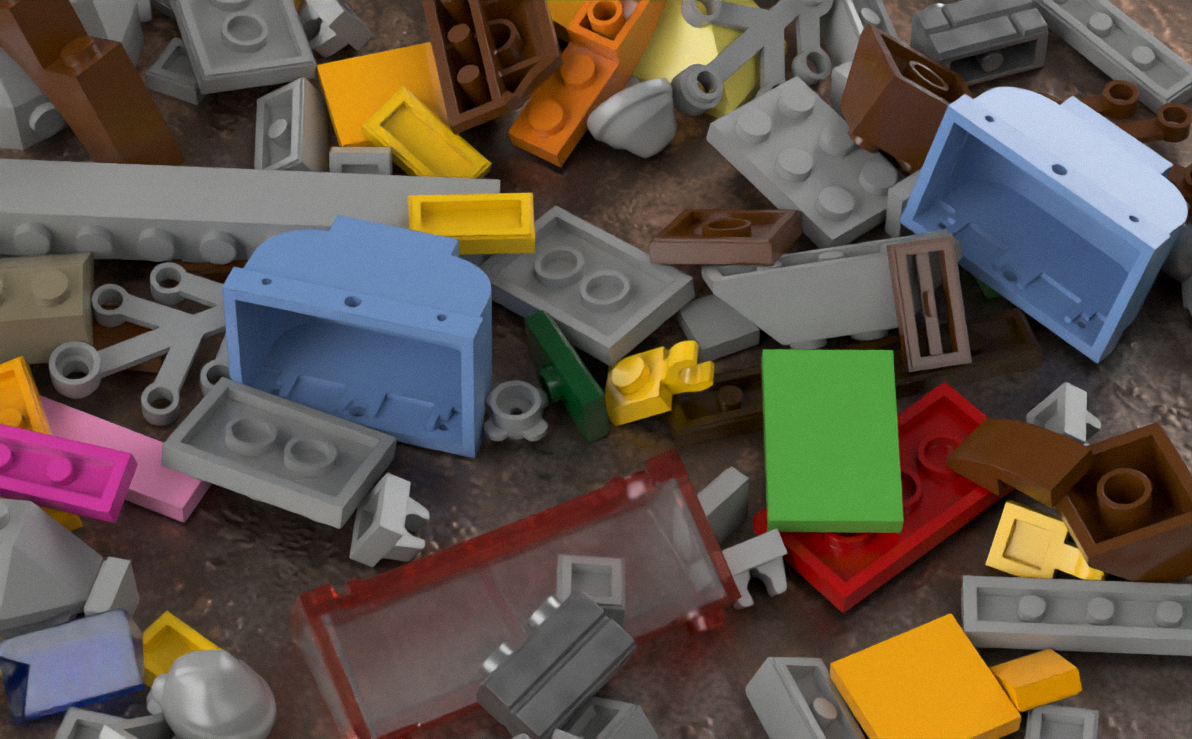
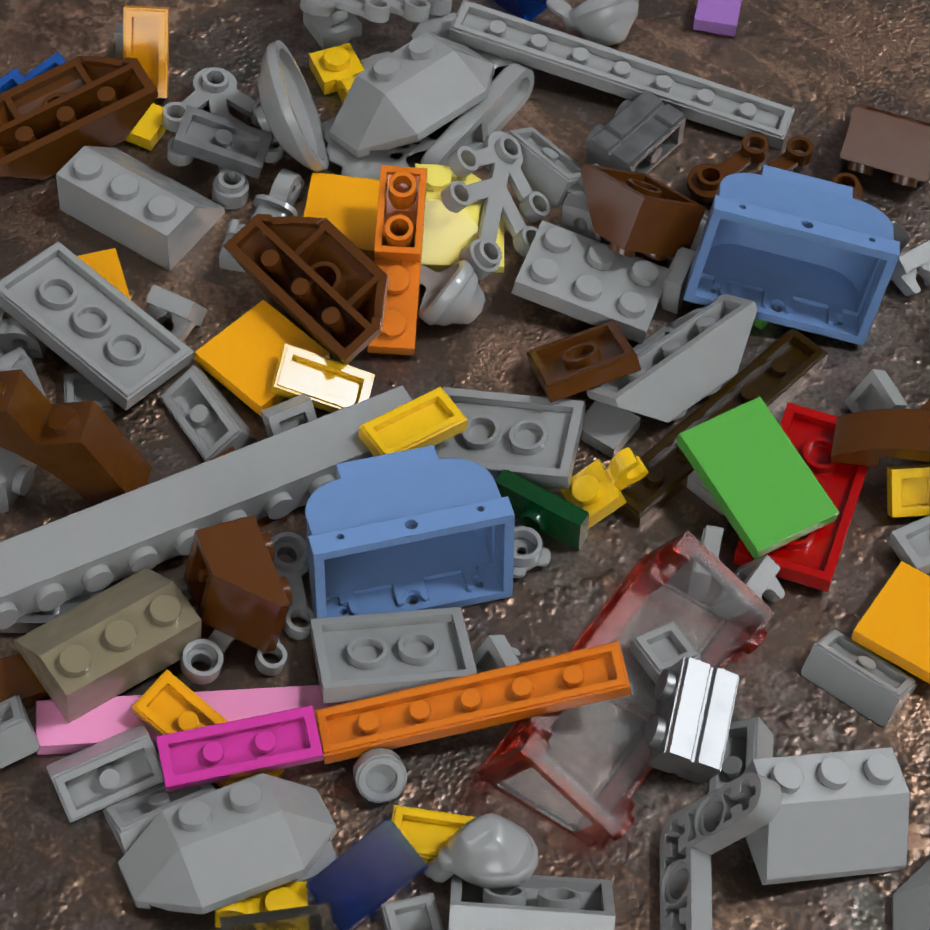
camera: 35 degrees left, 5 degrees up
(113, 588) = (355, 812): light grey tile -> none
(149, 291) = (237, 583): none -> reddish brown slope
(171, 571) = (380, 775): none -> light grey tile
(318, 534) = (472, 702): none -> orange tile
(904, 304) = (748, 357): reddish brown tile -> none

